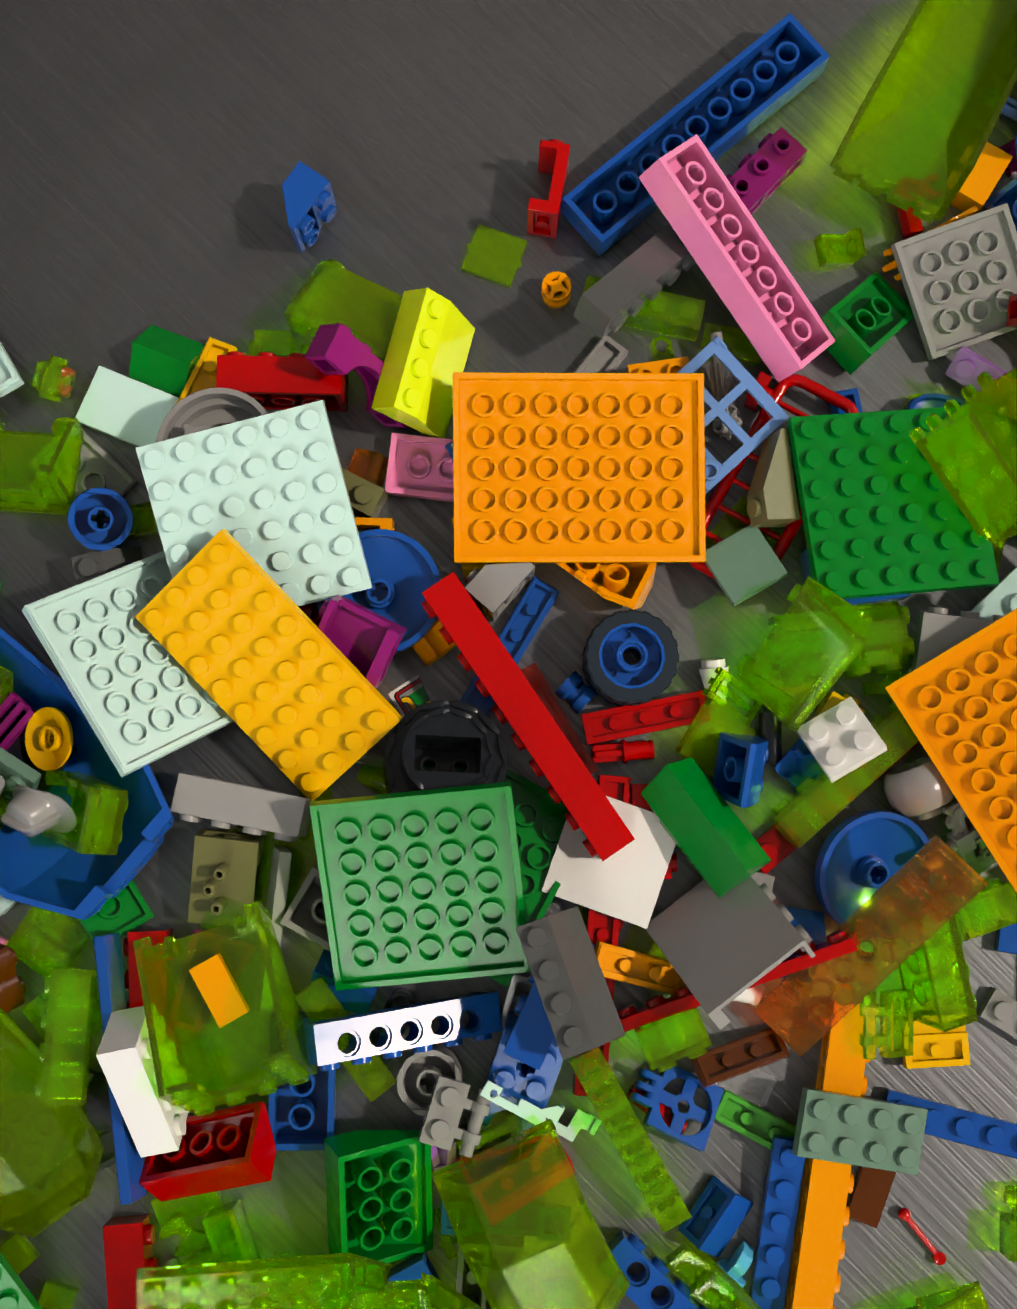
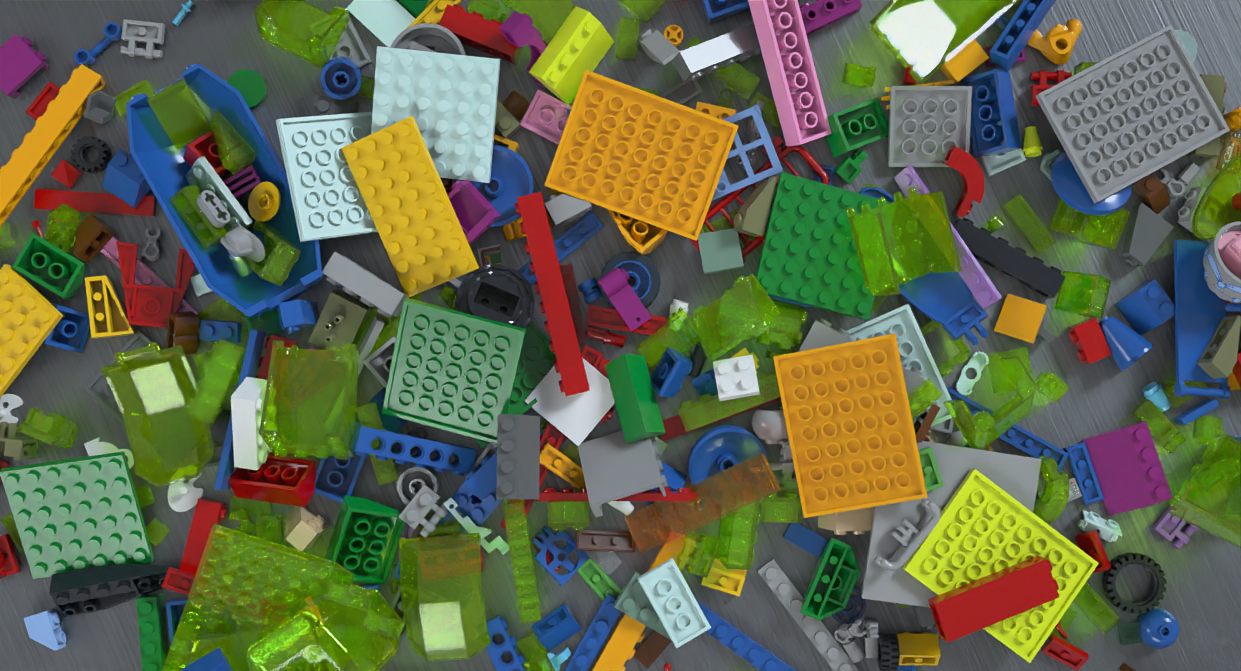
camera: 20 degrees right, 5 degrees up
(54, 953) = (215, 330): none -> blue plate
(81, 1227) = (184, 495): none -> white piece
(157, 889) = (297, 315): none -> blue wedge
(219, 990) = (313, 387): light orange tile -> none
(280, 1213) = (304, 528): none -> tan wedge
(493, 316) = (628, 38): none -> clear neon green tile
(541, 308) = (657, 46): none -> light grey slope
(632, 683) = (624, 298): none -> magenta door
(877, 381) = (849, 167): none -> green plate
(883, 1114) = (674, 602): none -> light aqua tile

